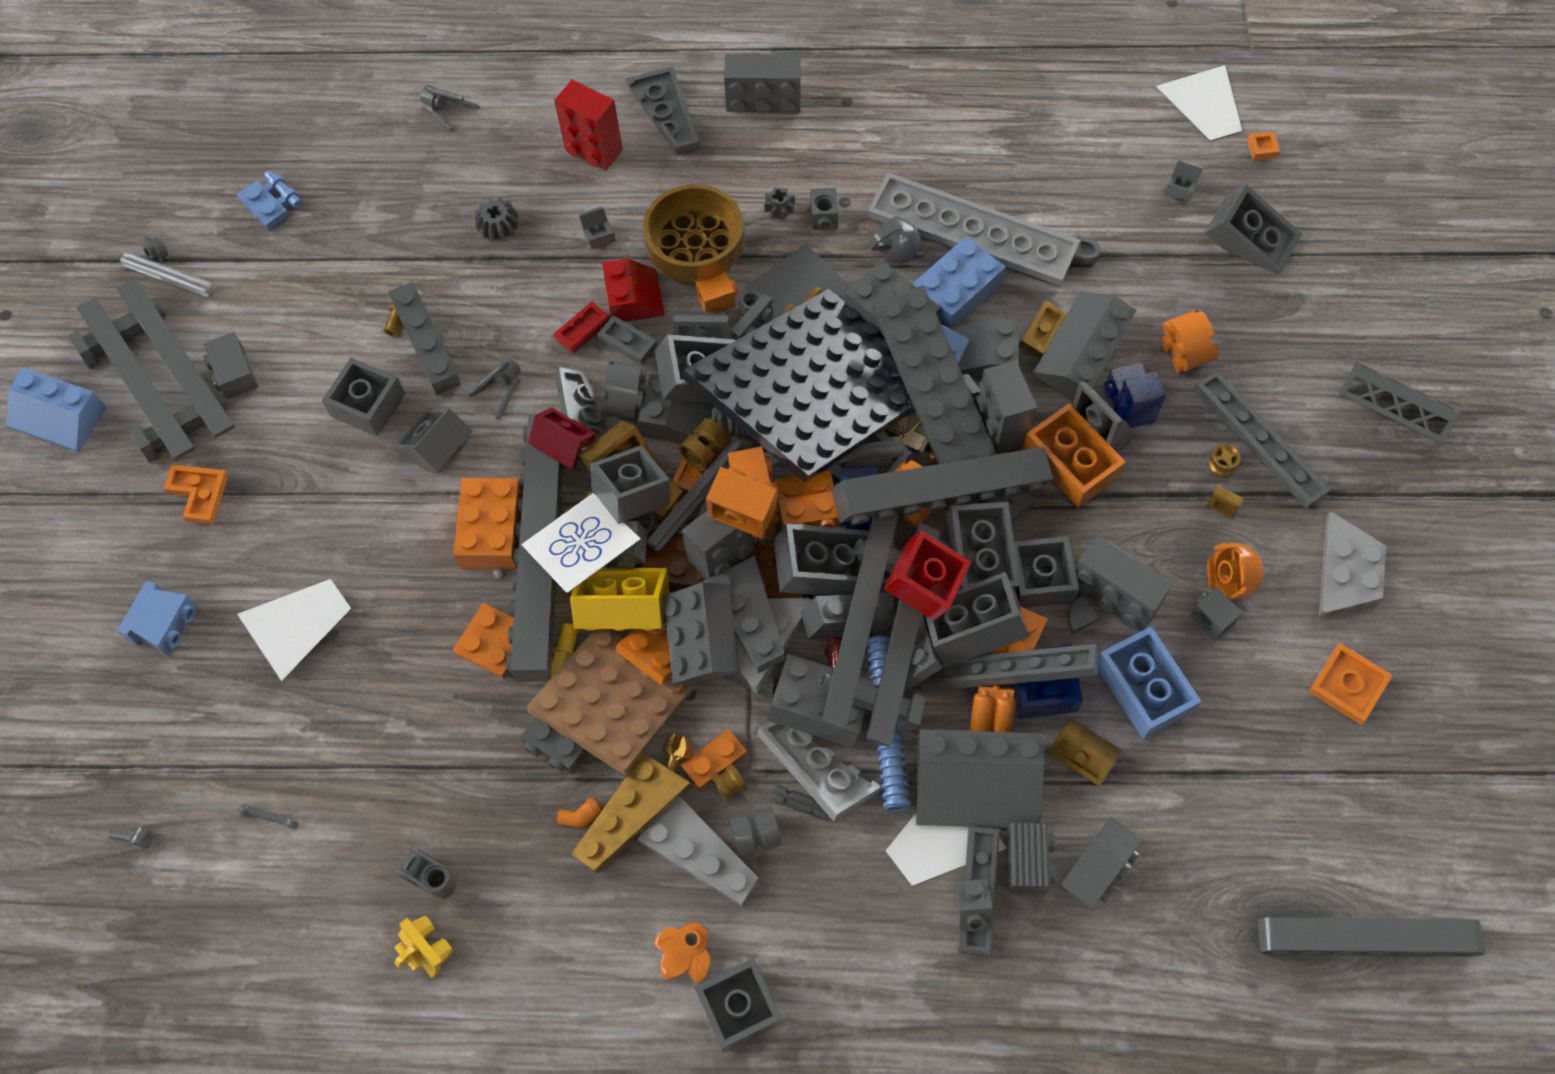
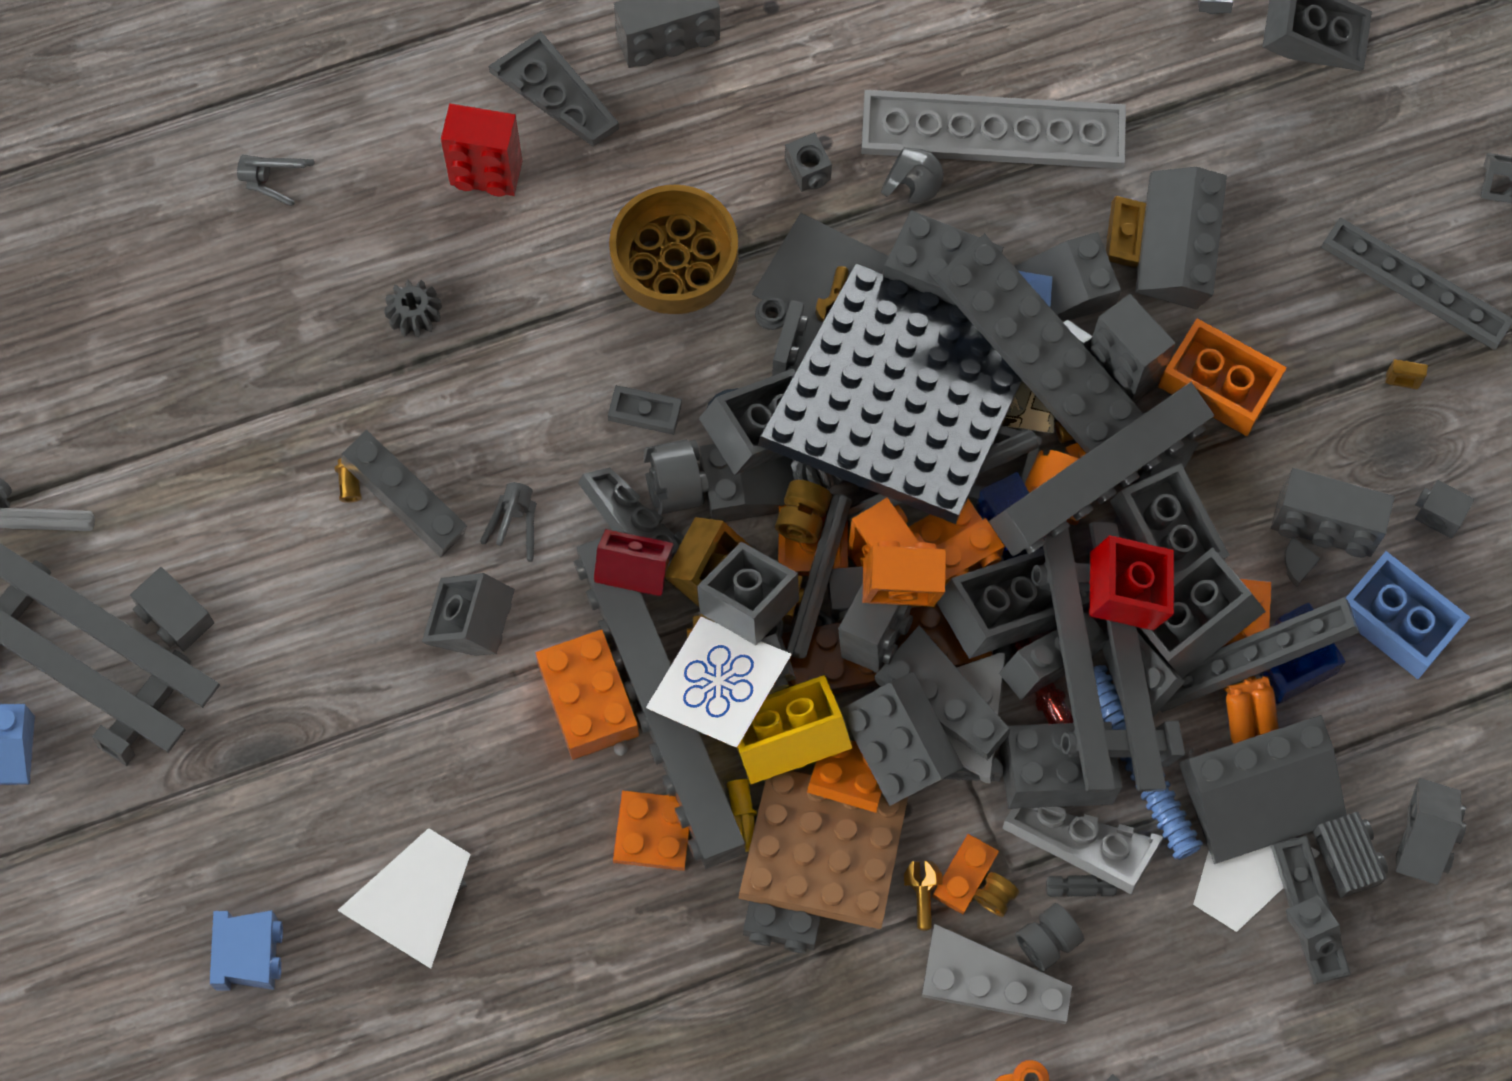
camera: 25 degrees left, 5 degrees up
(202, 486) = (213, 770): orange plate -> none
(264, 206) = (102, 385): medium blue plate -> none
(363, 396) = (362, 592): dark grey brick -> none
(581, 327) = (582, 412): red plate -> none
(581, 817) = (849, 993): orange arm -> none
(597, 228) = (544, 280): dark grey bracket -> none
(632, 290) = (622, 345): red slope -> none
(636, 802) = (903, 959): pearl gold wing -> none
(700, 324) = (729, 365): dark grey bracket -> none
(716, 293) = (726, 315): orange brick -> none
(779, 203) = (751, 172): dark grey gear -> none
(961, 281) = (1009, 202): medium blue brick -> none
(1046, 572) = (1248, 525): dark grey brick -> none
(1084, 751) = (1363, 715): pearl gold panel -> none
(1087, 252) = (1138, 114): dark grey tile -> none
(1101, 417) = (1239, 323): dark grey slope -> none
(1135, 394) = (1261, 281): clear blue brick -> none
(1189, 340) = (1298, 192): orange brick -> none
(1227, 454) = (1386, 316): pearl gold wheel -> none
(1235, 570) = (1447, 452): orange cylinder -> none

